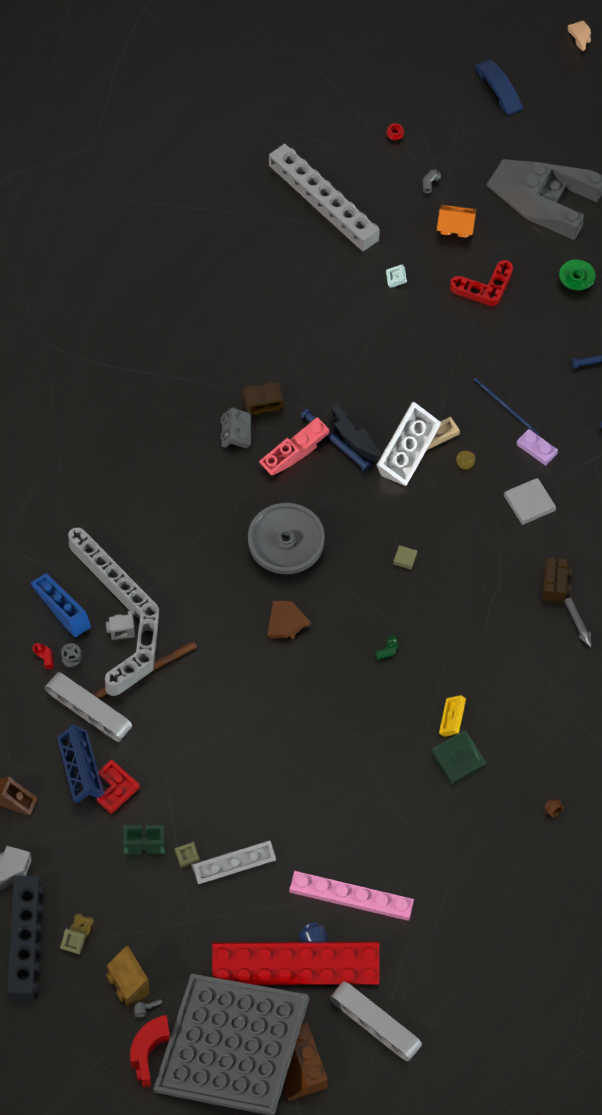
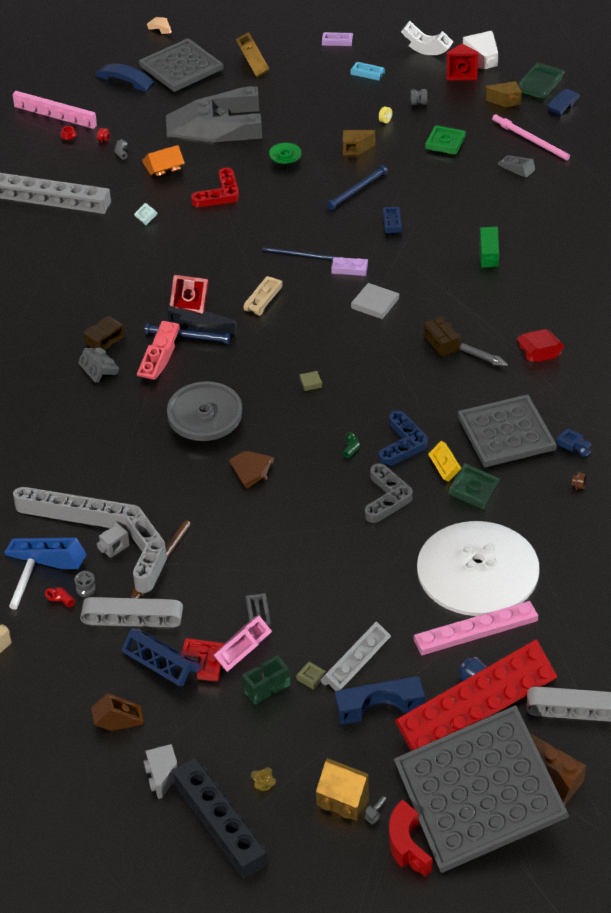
camera: 30 degrees left, 15 degrees down
(24, 623) = (22, 584): none -> white bar
(73, 941) = (266, 795): olive tile -> none
(151, 792) = (242, 643): none -> bright pink slope
(182, 783) = (257, 607): none -> dark grey tile
(197, 903) = (402, 693): none -> dark blue arch
(365, 396) = (189, 293): none -> red slope
(387, 720) = (392, 494): none -> dark grey beam
(396, 864) = (471, 588): none -> white dish
(404, 99) = (54, 109): none -> bright pink plate
(408, 445) = (252, 305): white slope -> none
(425, 153) = (103, 135): none -> red plate
(439, 676) = (391, 454): none -> dark blue beam
(465, 459) = (301, 298): clear yellow plate -> none
(532, 716) = (506, 430): none -> dark grey plate
(562, 100) = (181, 64): none -> dark grey plate
(581, 762) = (572, 440): none -> dark blue plate

